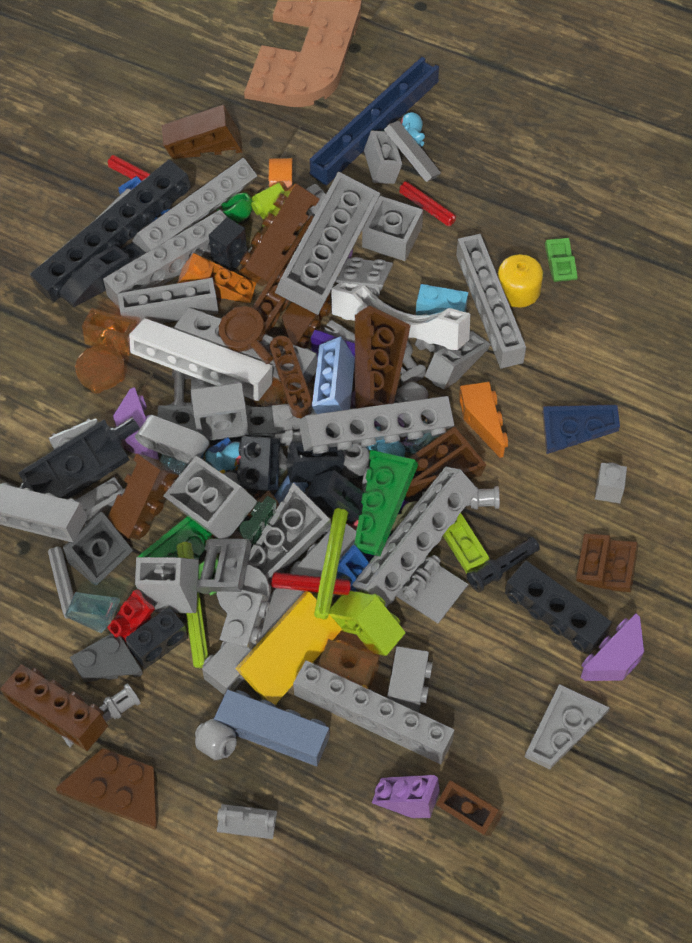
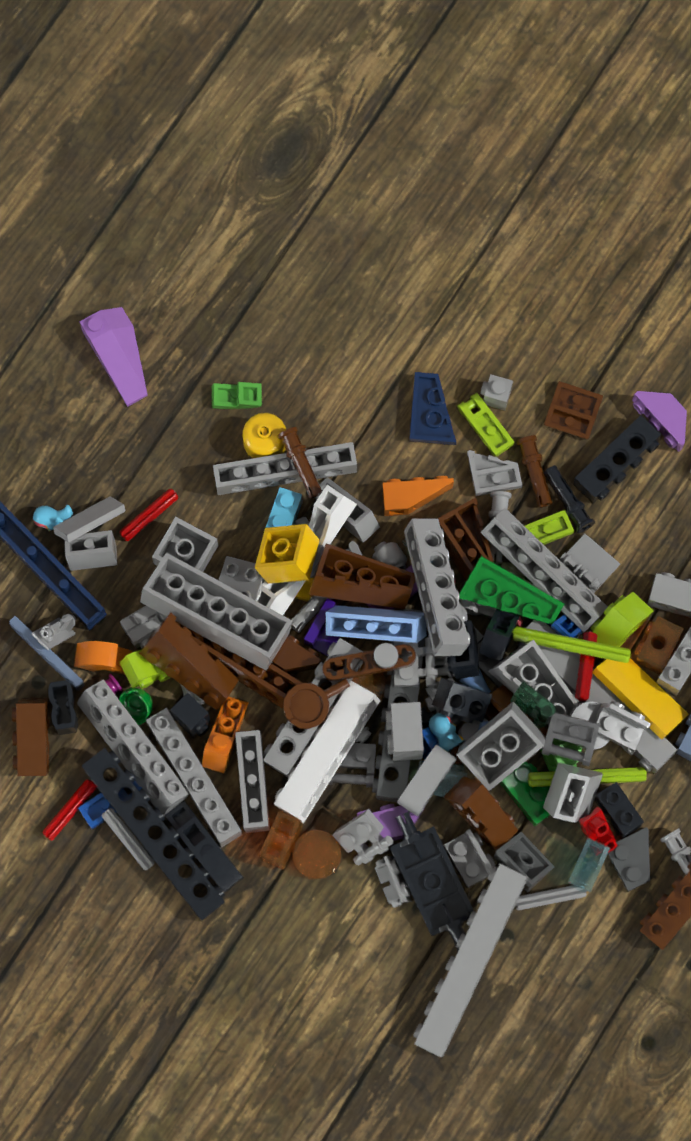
camera: 85 degrees left, 15 degrees up
(117, 396) = (357, 832): none -> light grey plate
(225, 152) = (63, 712): none -> black brick
(254, 187) = (113, 684): none -> magenta bush
(281, 139) = (48, 655): none -> sand blue tile
(296, 383) = (386, 655): none -> light grey tile
(299, 138) = (55, 631): none -> light grey hinge
(395, 293) = (287, 553): none -> yellow brick
(503, 294) = (296, 452): none -> reddish brown pin
(519, 488) = (493, 474): none -> light grey wing
(539, 525) = (532, 460): none -> reddish brown pin
(571, 478) = (486, 425): none -> lime plate
(591, 157) = (116, 347): none -> medium lavender wedge

